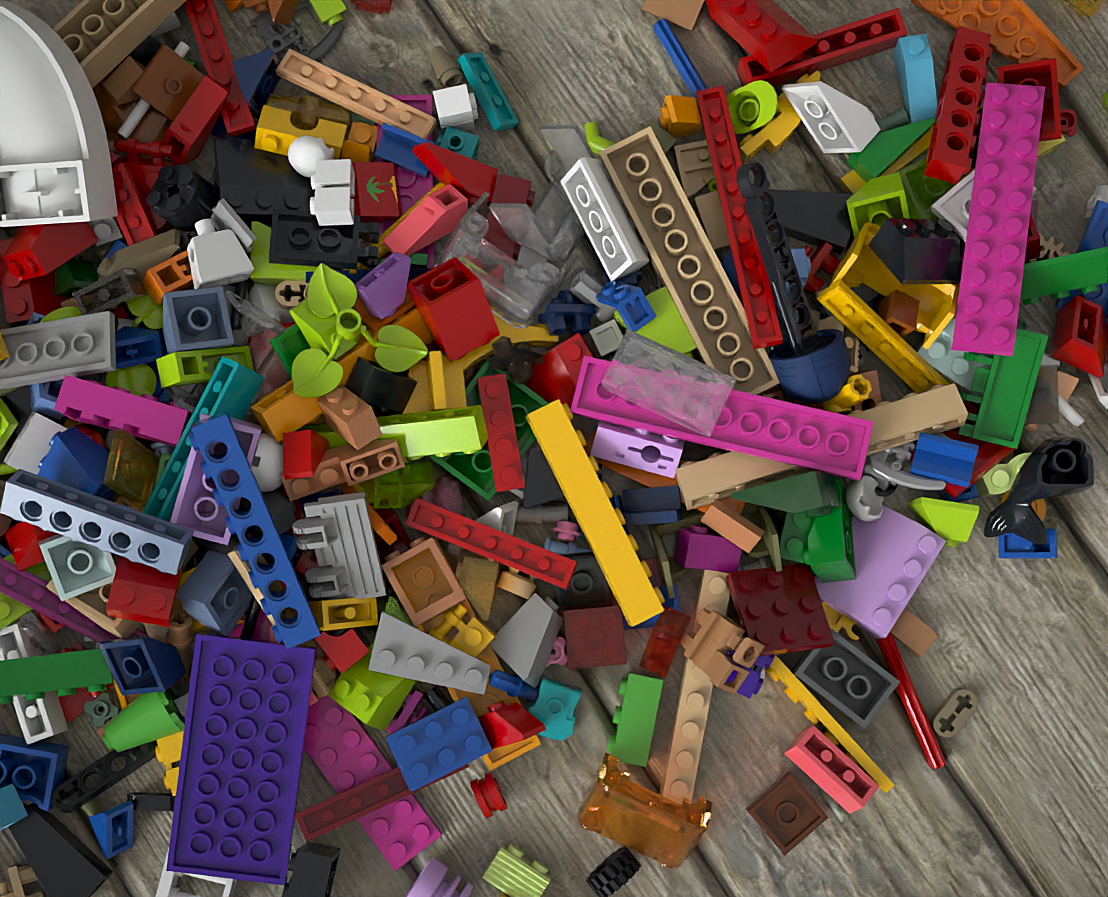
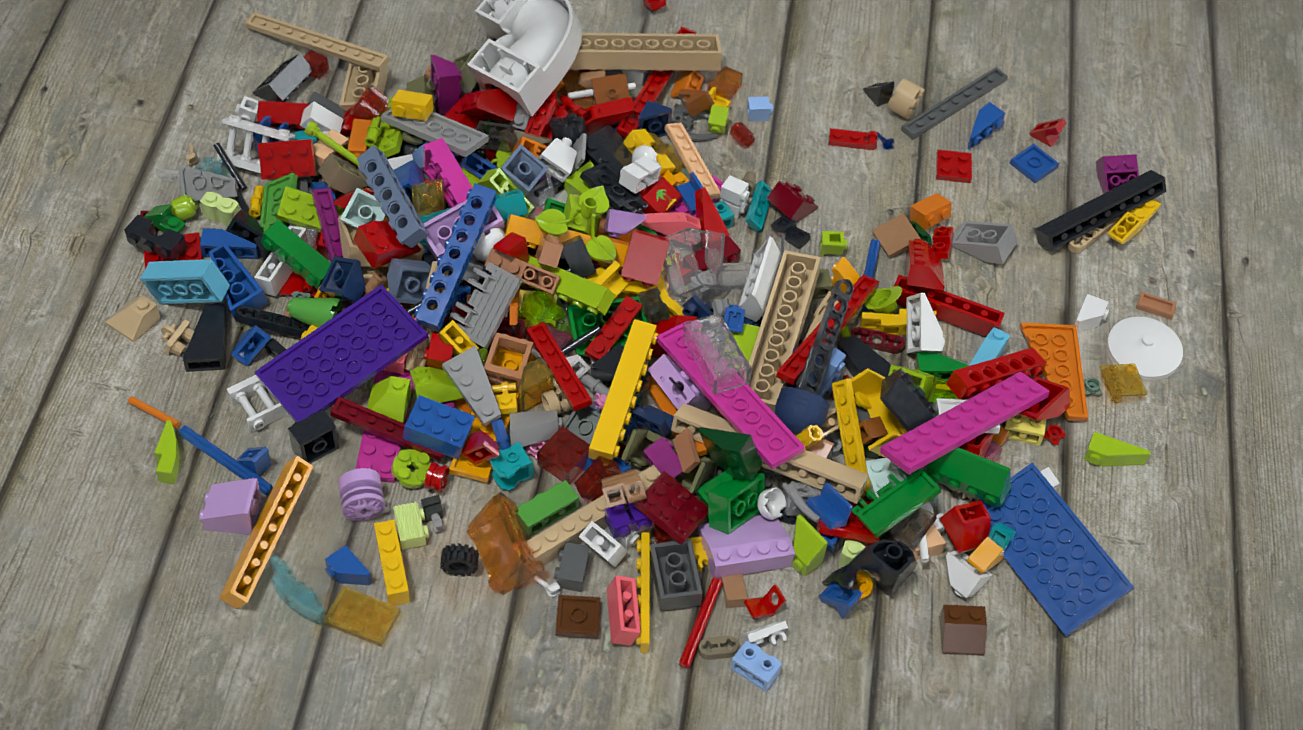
camera: 40 degrees right, 30 degrees down
(344, 755) = (391, 397): none -> lime slope
(432, 807) = (408, 458): none -> lime plate
(479, 484) = (581, 340): none -> black bar
(519, 50) = (792, 201): none -> dark red slope
(521, 833) = (433, 511): none -> pearl dark grey piece
(553, 96) = (792, 234): none -> black slope
(617, 62) = (832, 243): none -> lime brick
(729, 762) = (573, 566): none -> dark grey brick
(730, 805) = (552, 589): none -> white hand
(738, 712) = (603, 544): none -> white brick
(792, 148) = (891, 338): none -> dark red beam
(956, 623) = (764, 606): none -> red bracket
(986, 654) = (756, 636): none -> white plate
(1012, 701) = (756, 665): none -> light blue brick
(1055, 12) = (1095, 384): none -> sand green plate

